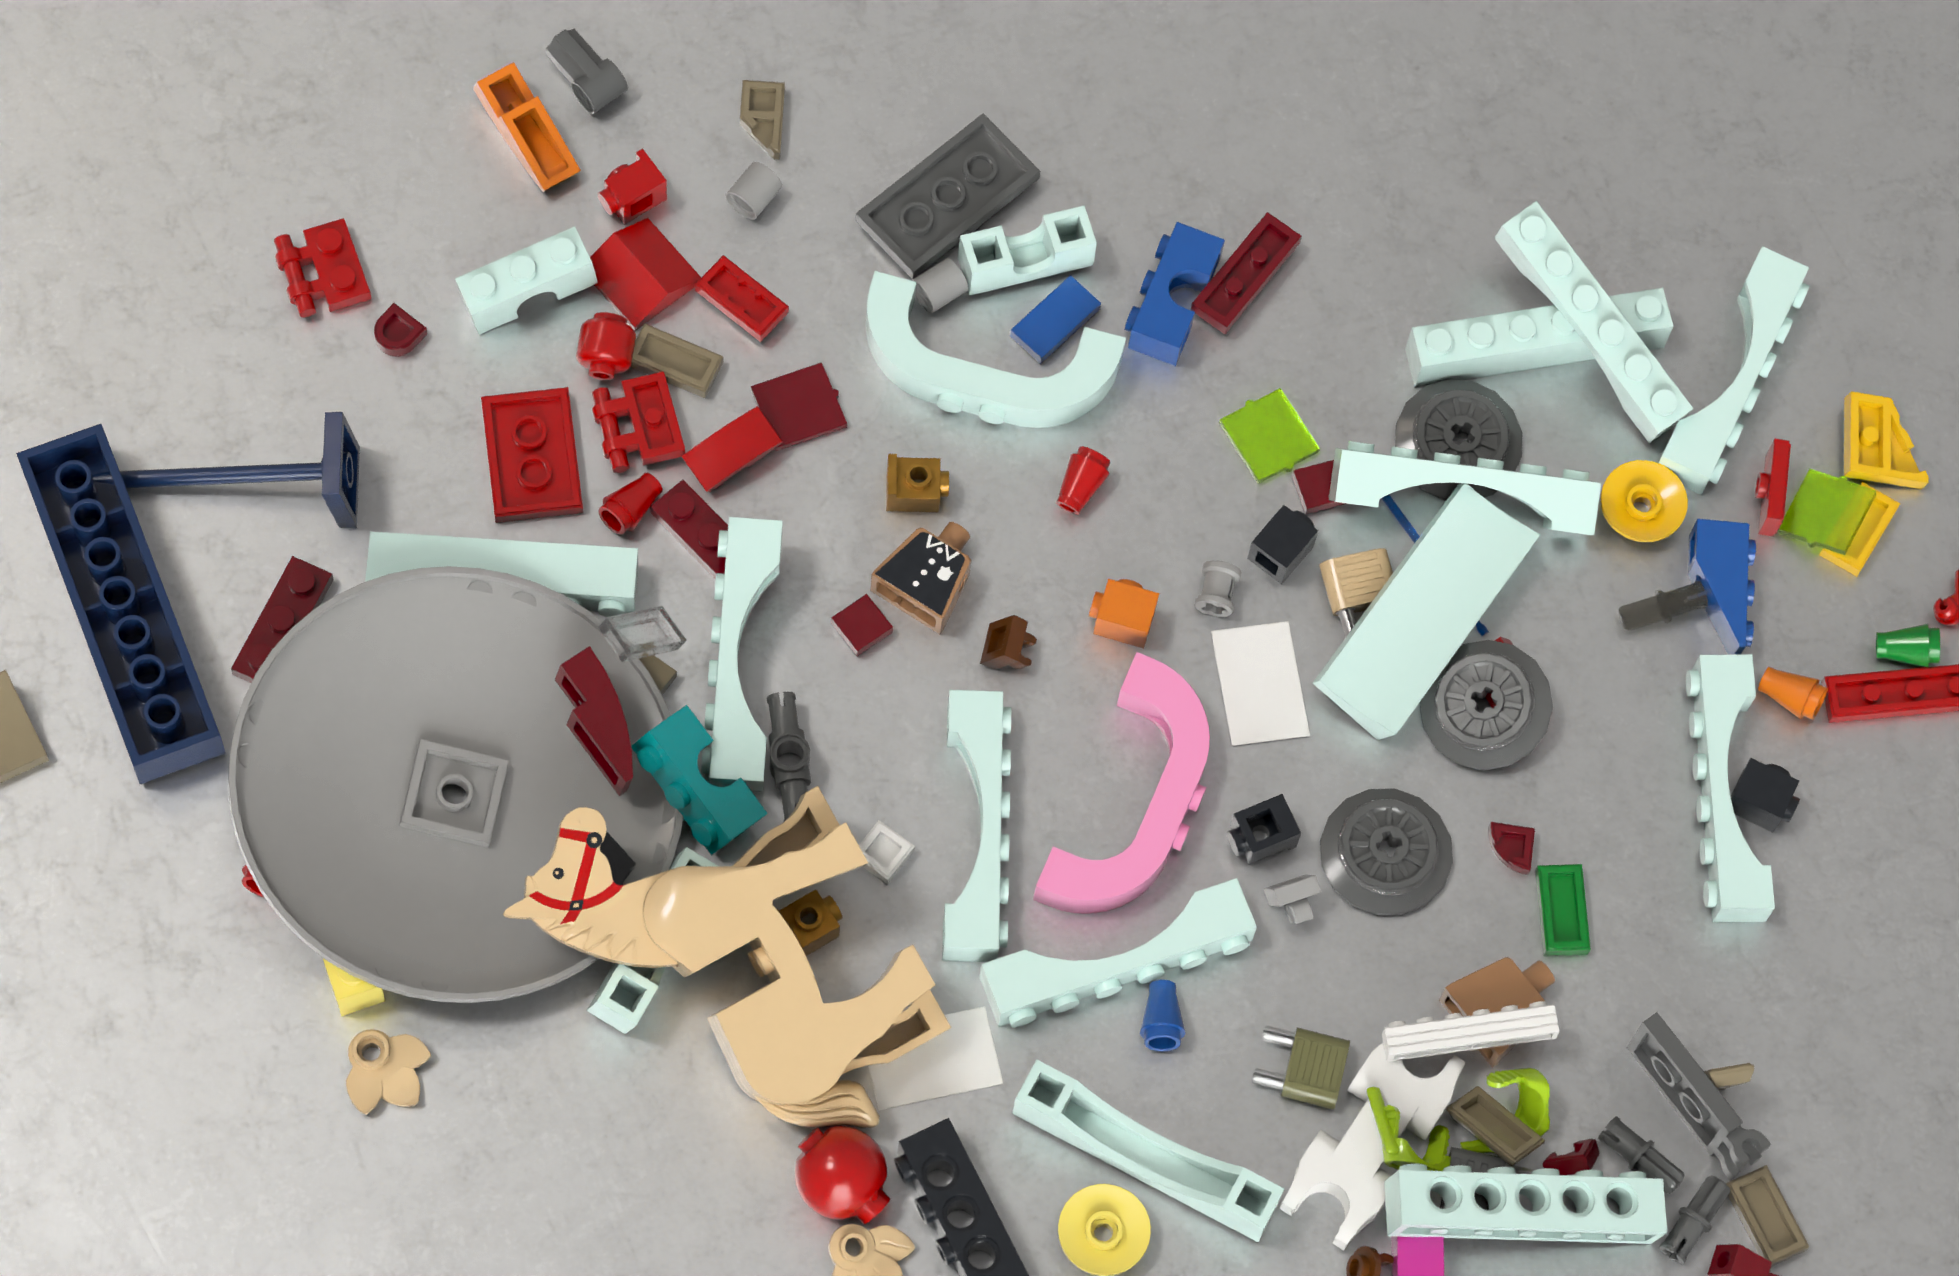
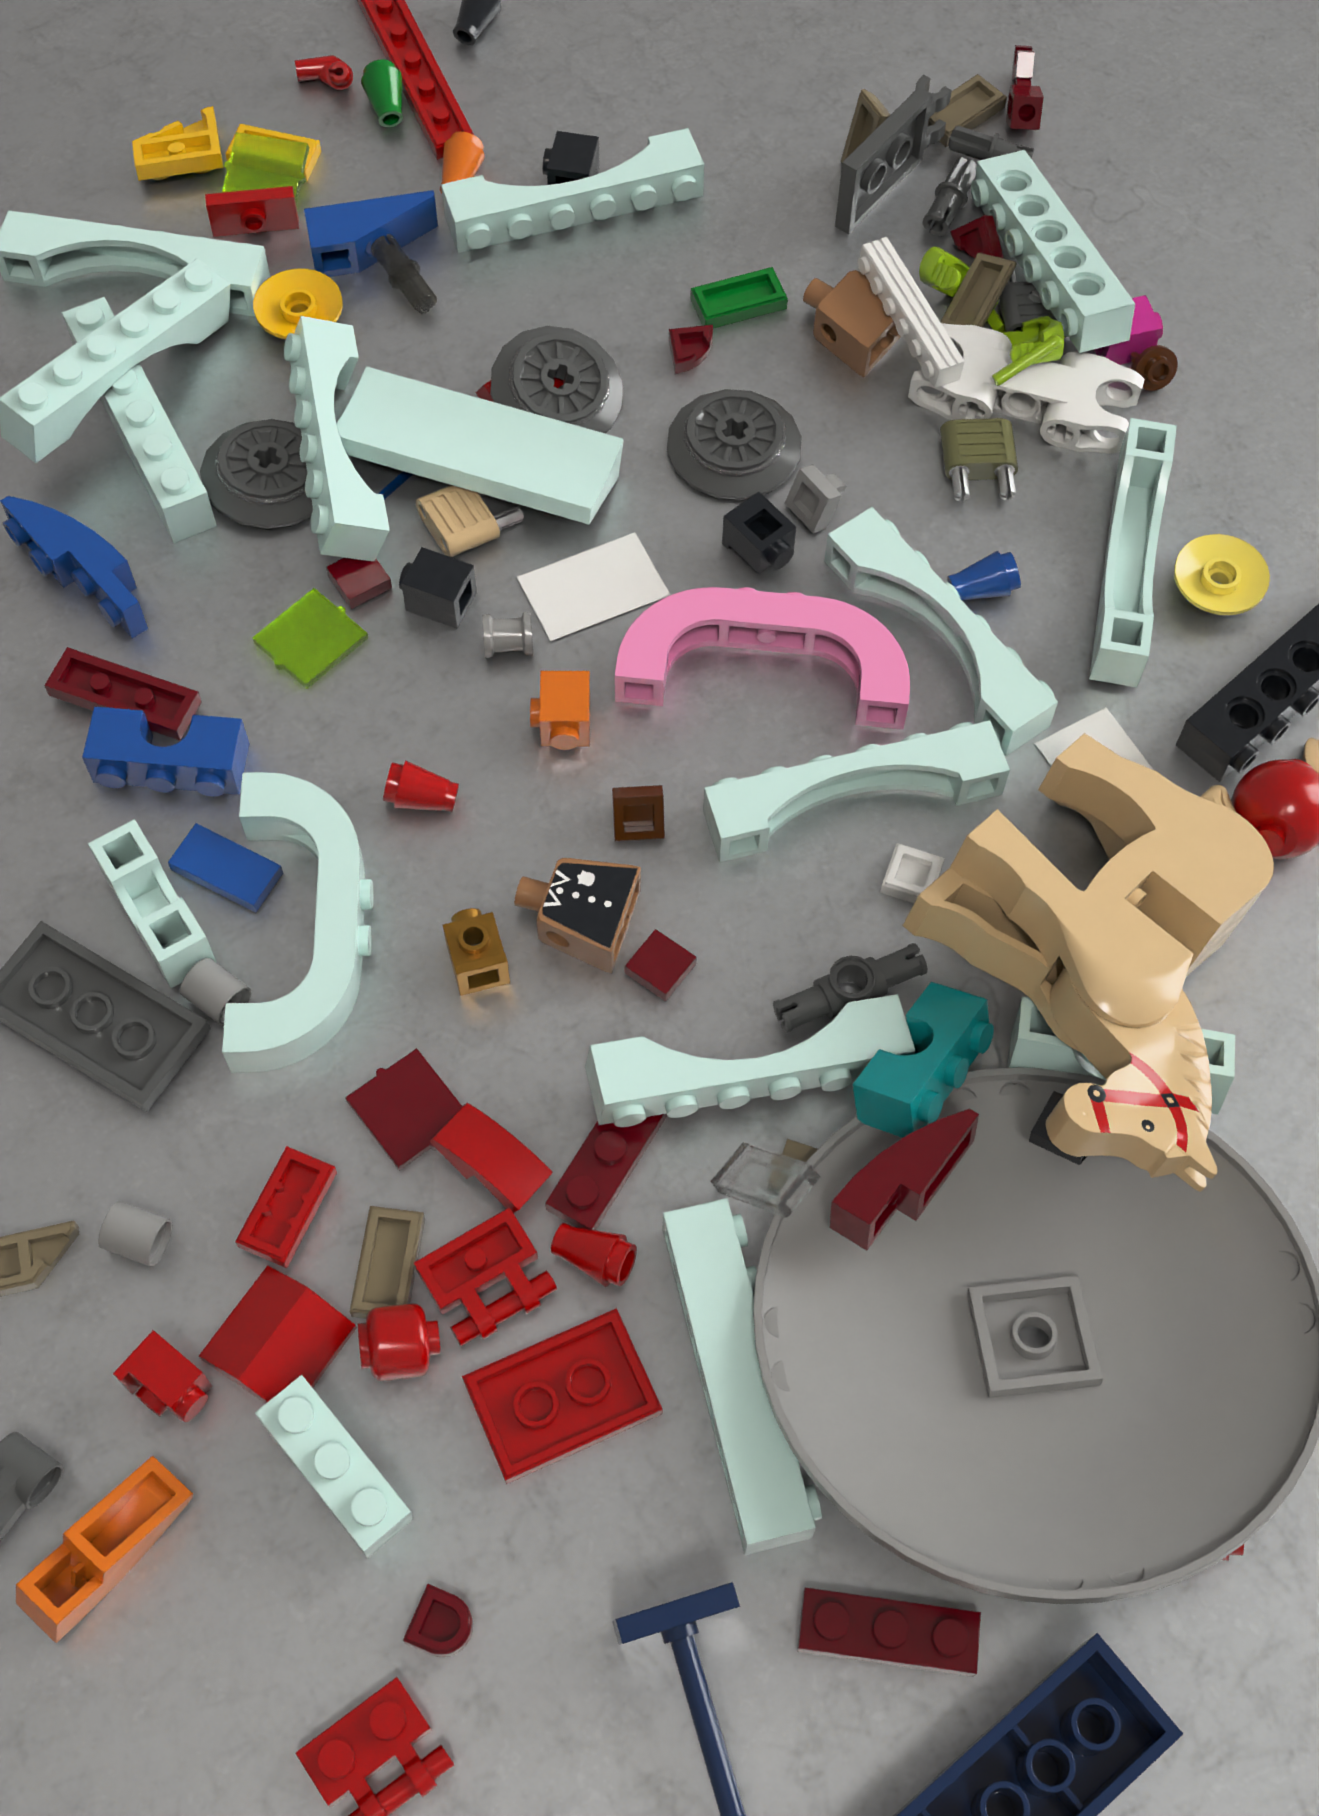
camera: 100 degrees left, 5 degrees down
(1404, 259) = (76, 555): none -> blue slope

